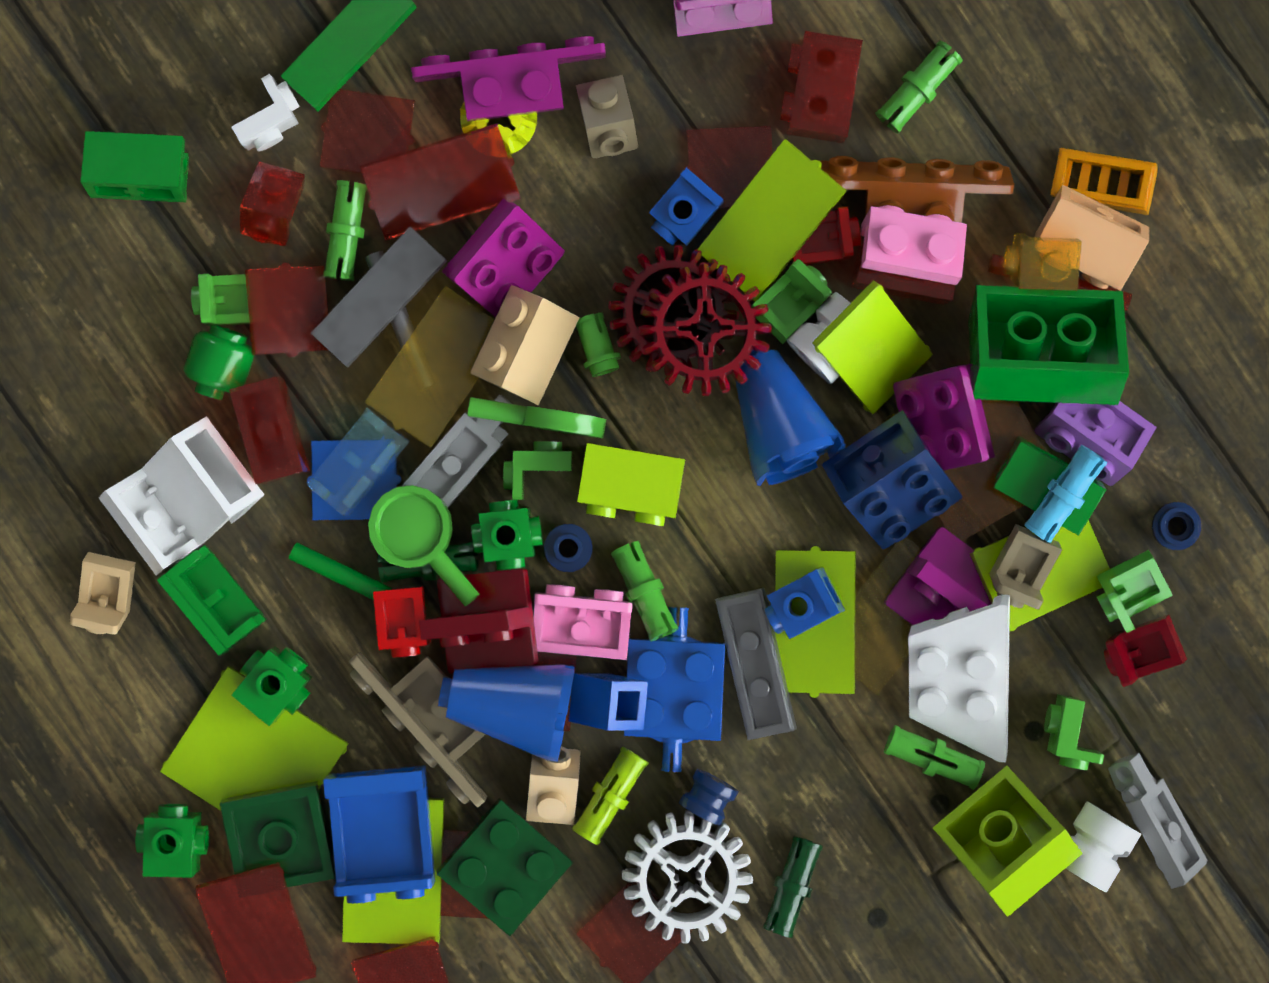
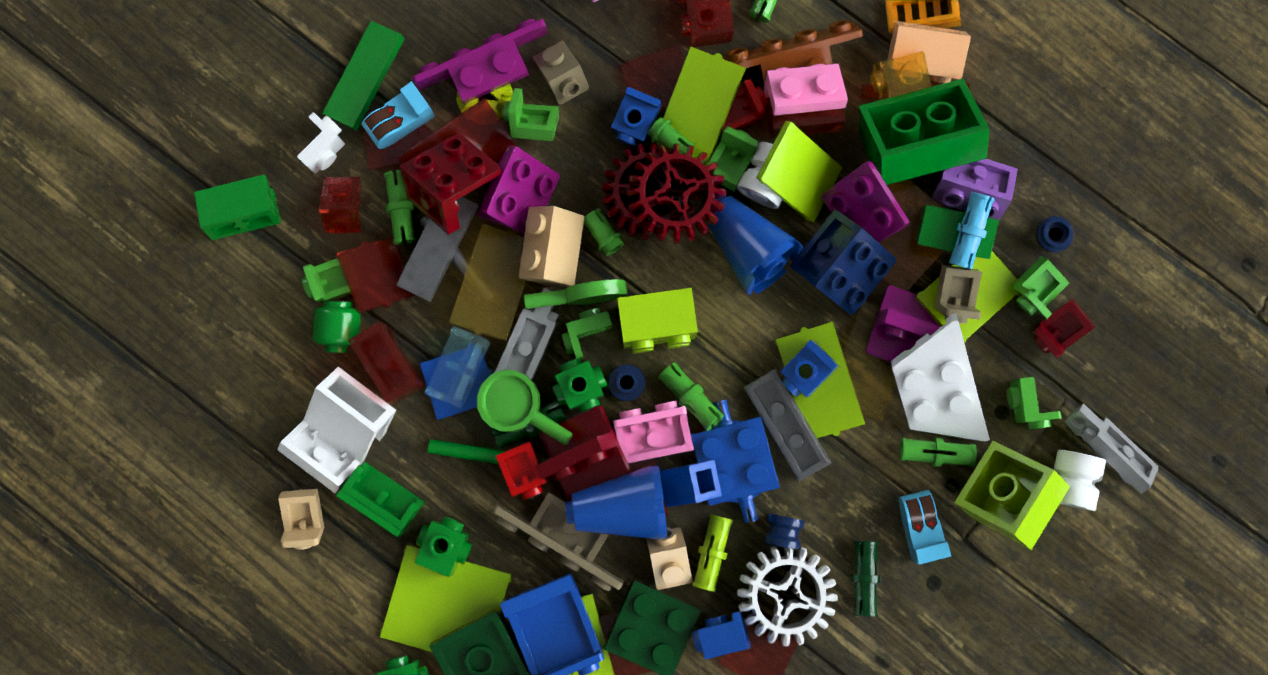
camera: 15 degrees left, 5 degrees down
(377, 113) = (398, 117): none -> medium azure leg
(416, 216) = (445, 175): none -> dark red bracket
(548, 169) = (530, 120): none -> bright green bracket
(589, 903) = (722, 636): none -> blue brick
(720, 249) = (667, 135): none -> bright green pin
(884, 846) = (923, 528): none -> medium azure leg

